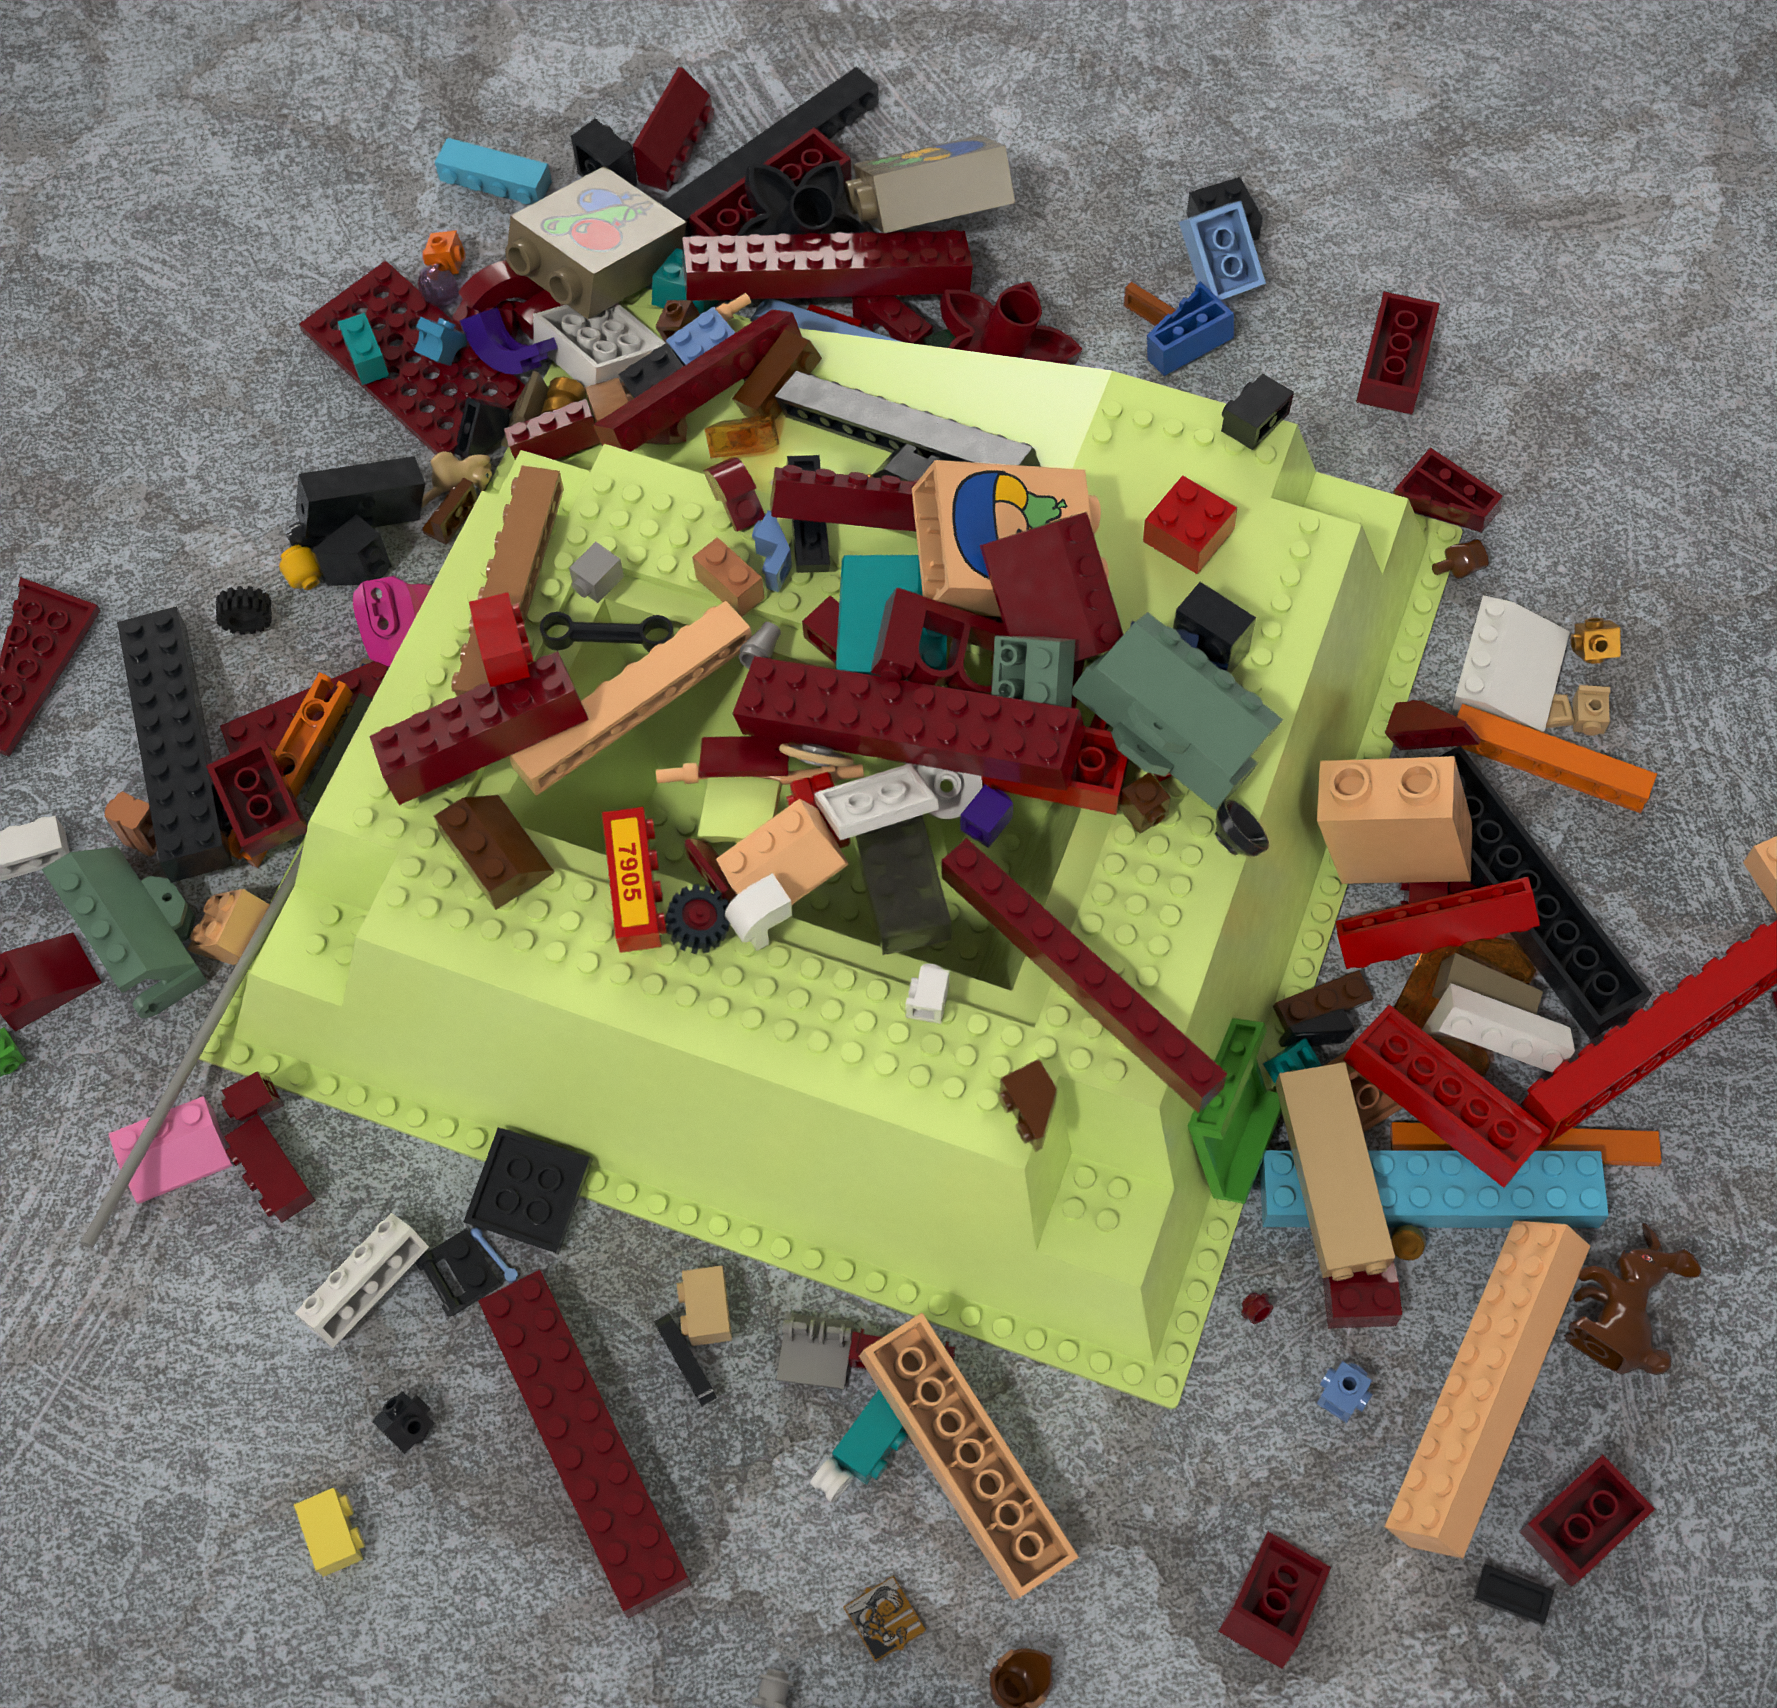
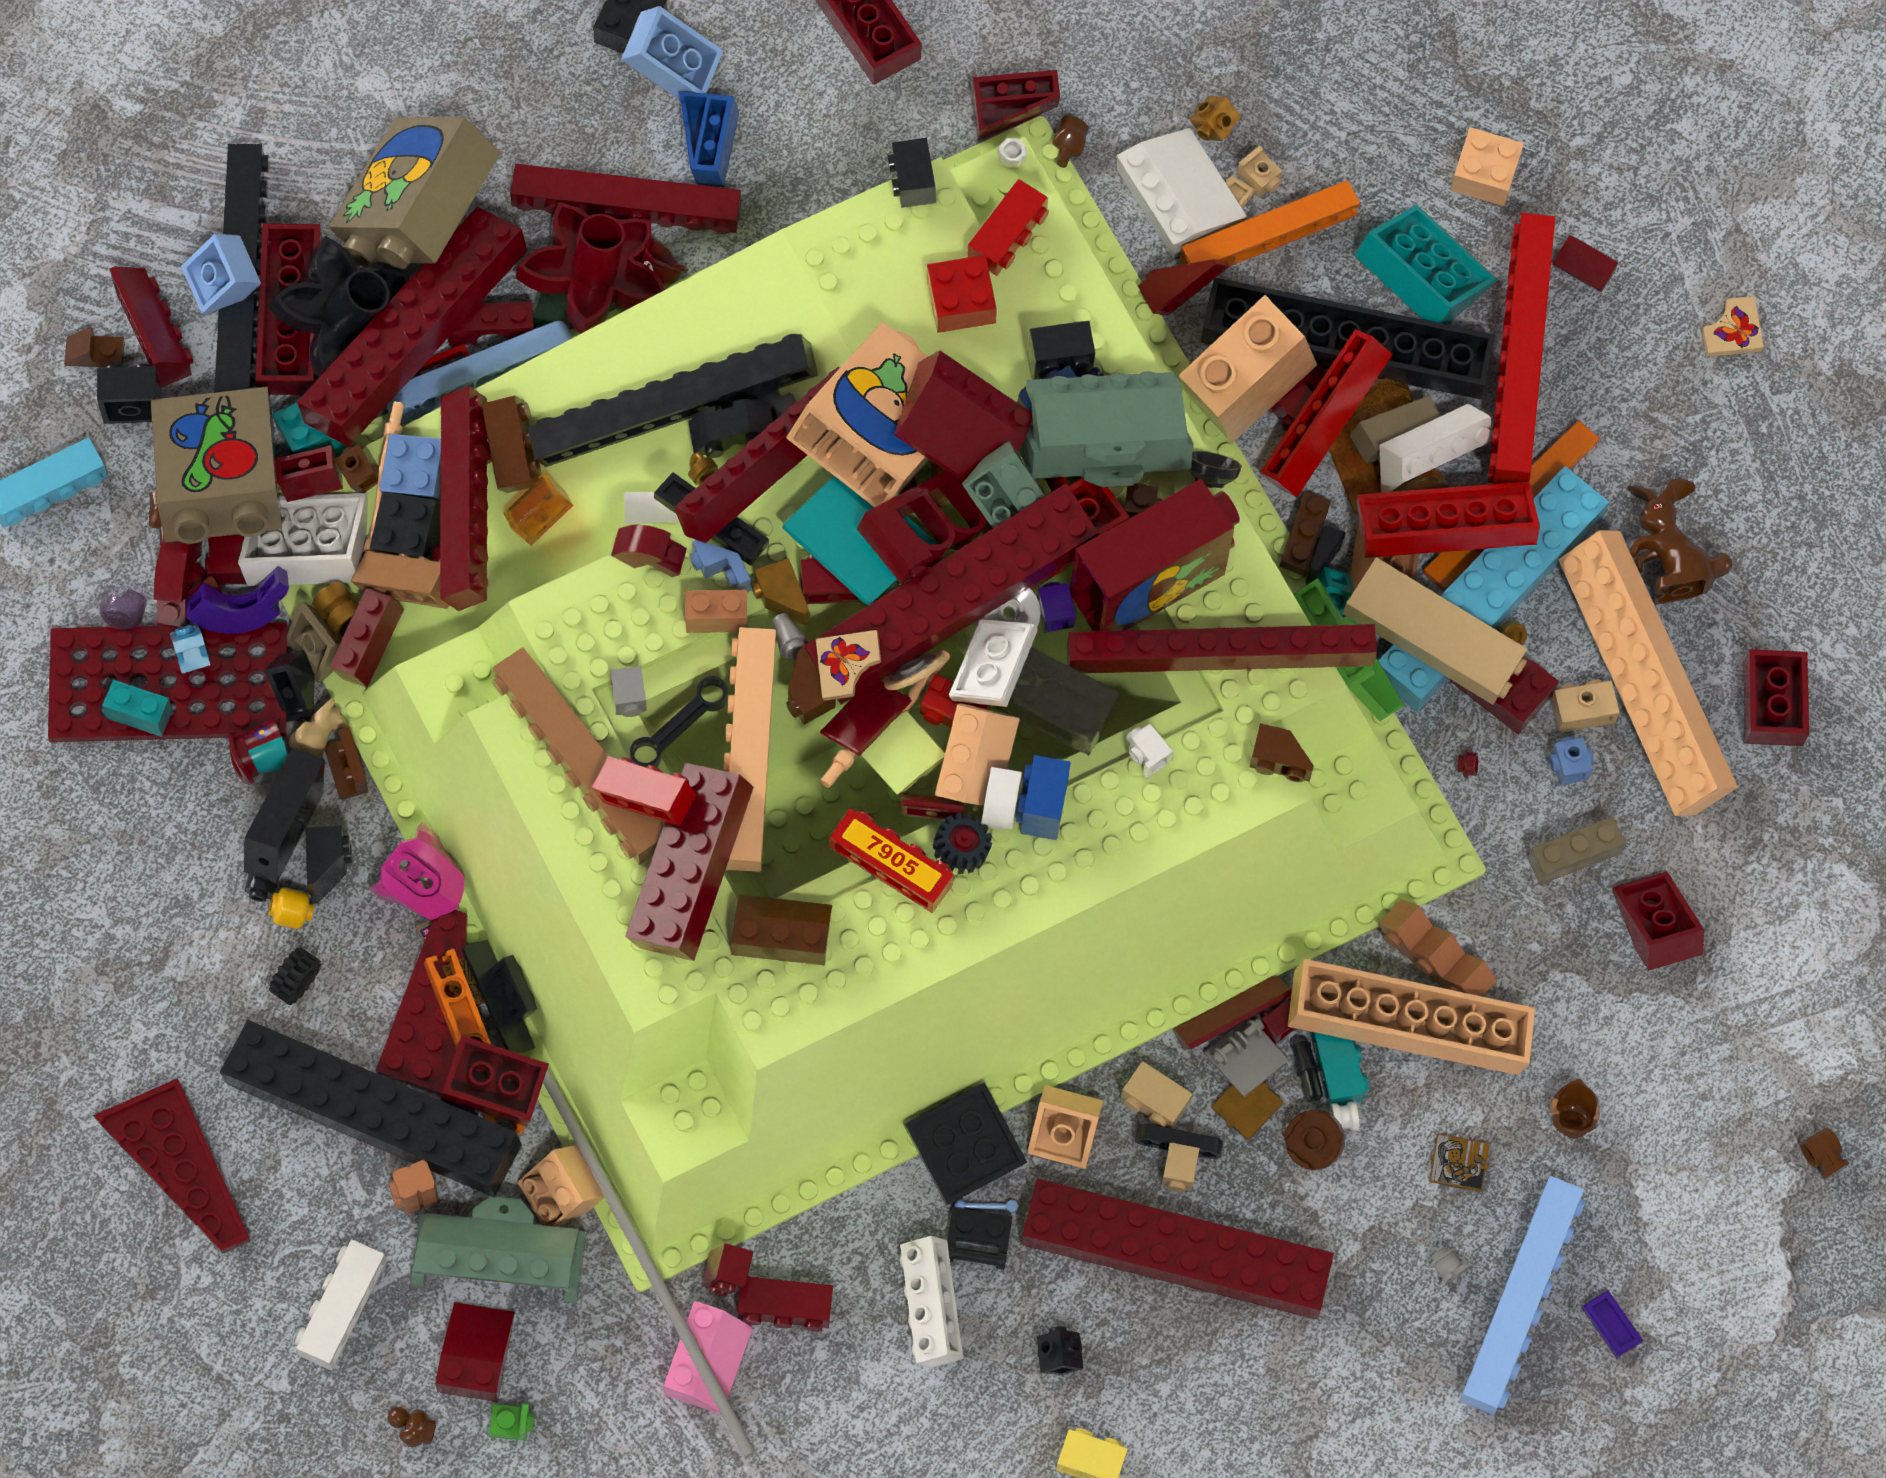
camera: 55 degrees left, 5 degrees up
(394, 439) = (257, 751): none -> hat
(446, 250) = (94, 580): orange brick -> none
(616, 1255) = (1065, 1127): none -> light nougat slope
(623, 121) = (88, 350): none -> reddish brown slope
(642, 296) = (308, 473): none -> dark red brick
(660, 1380) = (1180, 1167): none -> tan brick
(719, 696) = (805, 690): none -> reddish brown slope
(750, 132) = (220, 273): none -> light blue slope
(762, 689) = (844, 660): none -> tan tile
(766, 1397) = (1248, 1112): none -> pearl gold piece
(786, 1472) = (1314, 1139): none -> reddish brown tile
(792, 602) = (780, 591): none -> pearl gold slope
(797, 944) = (1043, 797): none -> blue brick
(839, 1303) = (1232, 1012): none -> slope
(847, 1412) = (1308, 1071): none -> black axle
(1054, 1429) = (1435, 951): none -> nougat brick
(1076, 312) = (627, 198): none -> dark red brick
(1094, 840) = (1154, 558): none -> dark red brick
(1145, 304) = (657, 143): dark orange tile -> none
(1267, 1468) = (1576, 850): none -> dark tan brick
(1285, 510) = (1009, 226): none -> red brick
(1381, 499) = (1012, 152): none -> white tile
(1407, 1359) = (1584, 705): none -> tan brick
(1513, 1595) = (1777, 782): black tile -> none
(1654, 896) = (1424, 266): none -> teal slope

